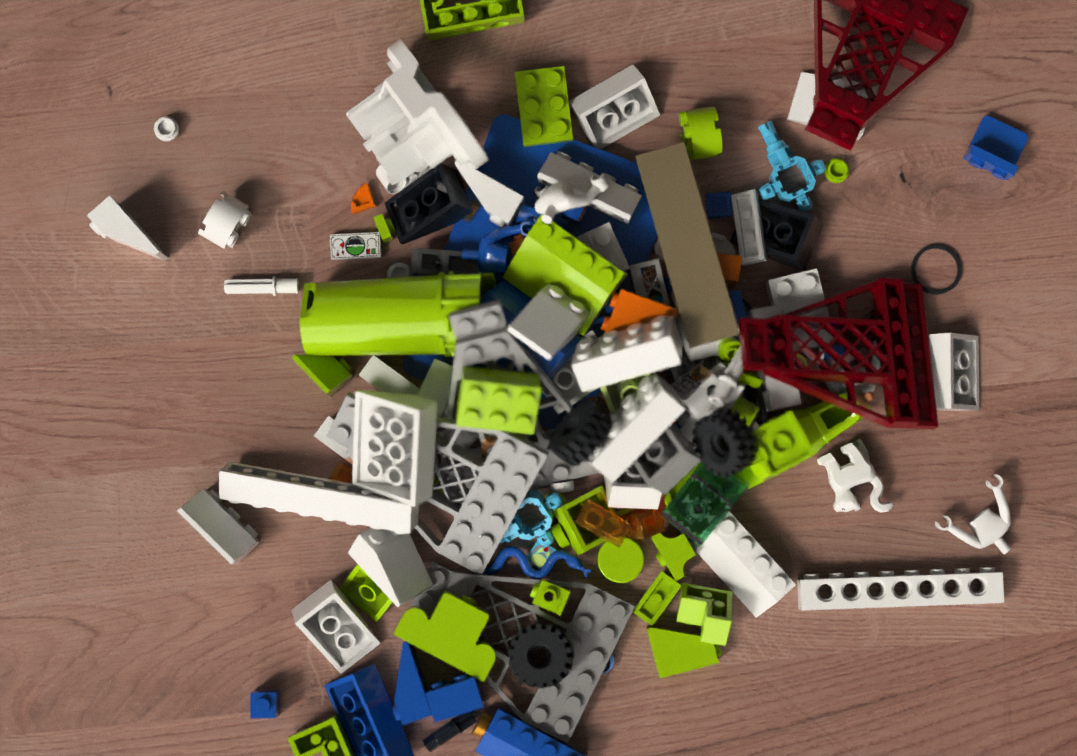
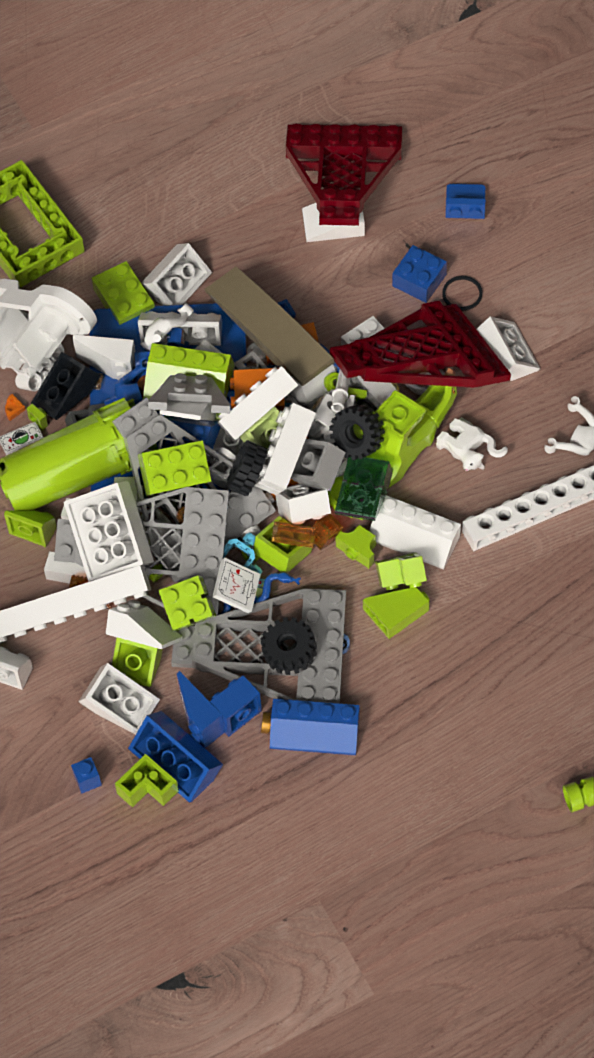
camera: 25 degrees left, 25 degrees down
(447, 555) = (185, 602): none -> lime piece
(450, 633) = (210, 657): lime brick -> none
(450, 730) = (246, 733): black piece -> none
(514, 556) = (236, 585): none -> white tile
(558, 304) = (191, 389): none -> light grey wing
(560, 536) = (266, 566): lime tile -> none
(560, 596) = (277, 604): lime brick -> none
(569, 392) = (227, 454): none -> white tile
(622, 562) = (320, 566): lime head -> none
(657, 598) = (361, 581): lime plate -> none
(701, 133) = (248, 261): lime brick -> none
(749, 227) = (311, 312): white tile -> none
(782, 158) = (315, 263): medium azure piece -> none
(787, 234) = (335, 309): black slope -> none
(836, 170) = (357, 257): lime plate -> none
(897, 227) = (419, 273): none -> blue brick

